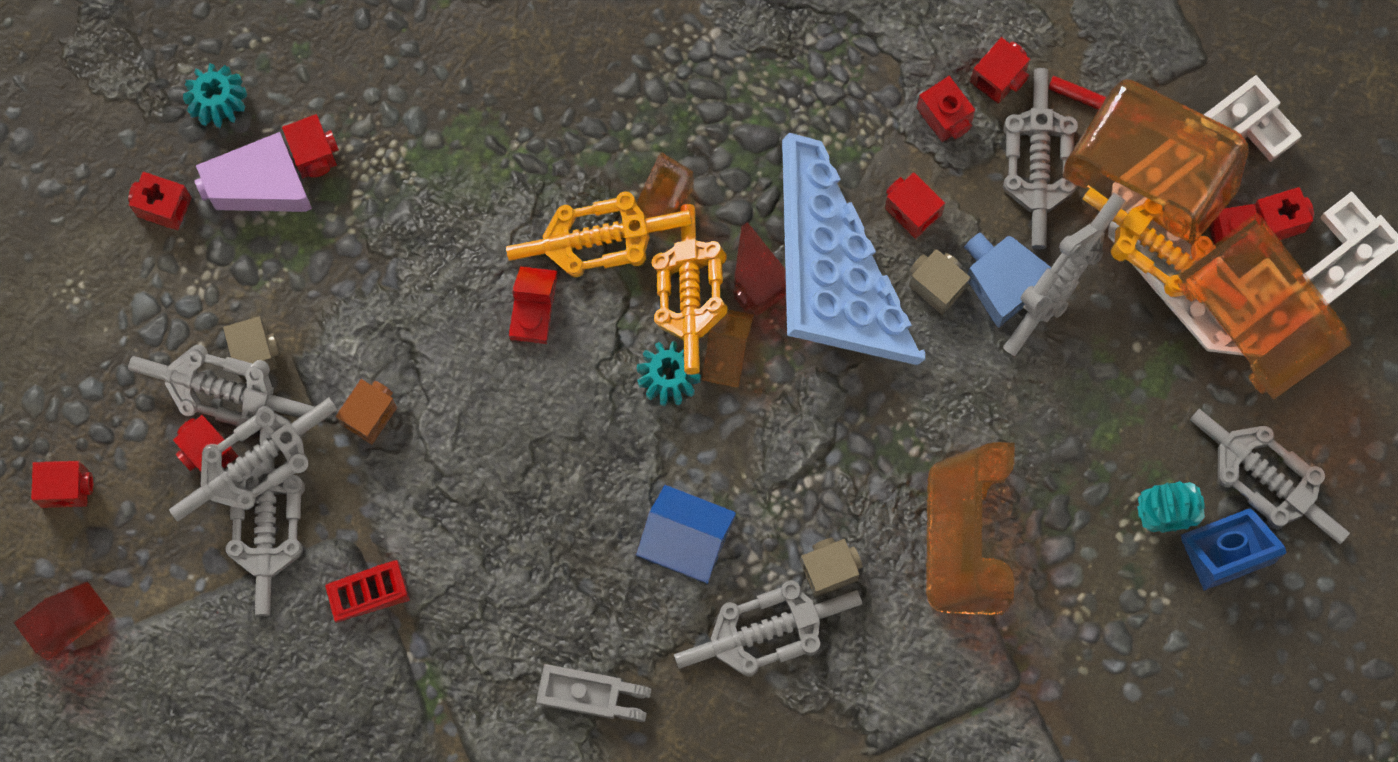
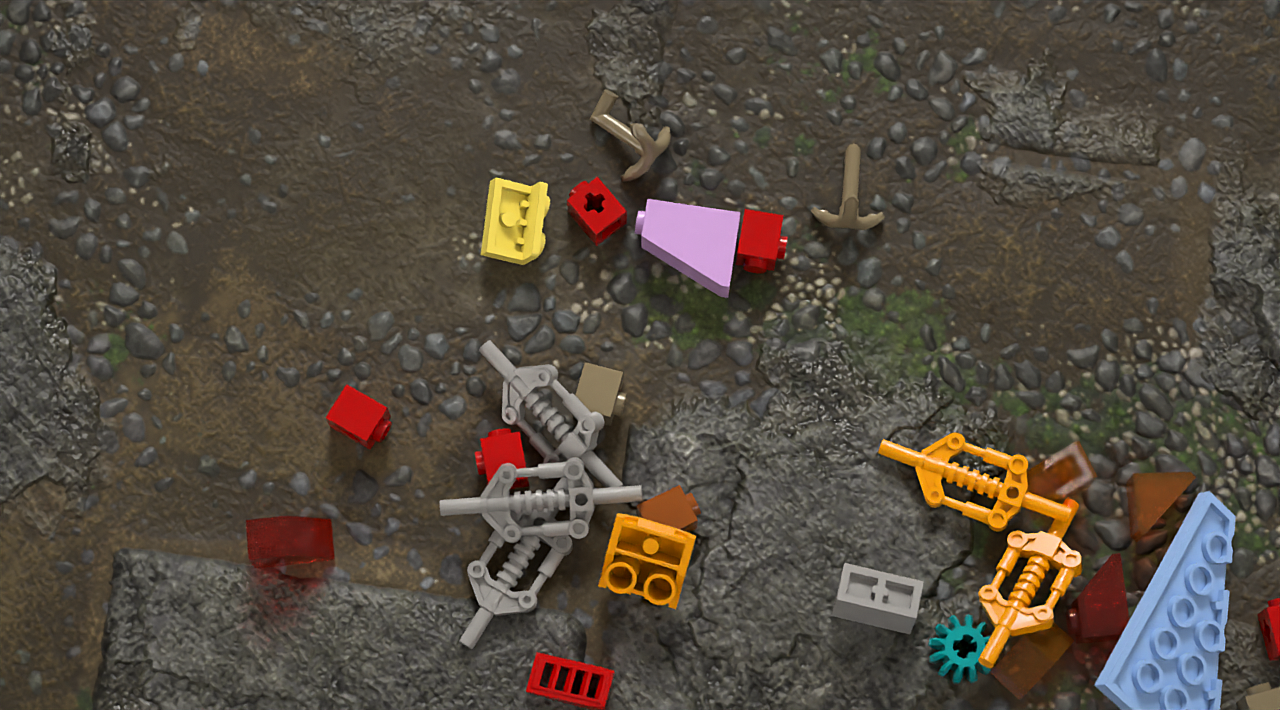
camera: 30 degrees right, 0 degrees up
(96, 248) = (515, 221): none -> light yellow bracket
(157, 122) = (635, 136): none -> dark tan piece
(210, 85) = (704, 130): teal gear -> none
(368, 79) = (849, 210): none -> dark tan piece
(369, 453) = (647, 560): none -> light orange slope
(532, 304) = (875, 508): red slope -> none
(576, 374) = (877, 598): none -> light grey hinge
(747, 163) = (1151, 496): none -> clear orange slope

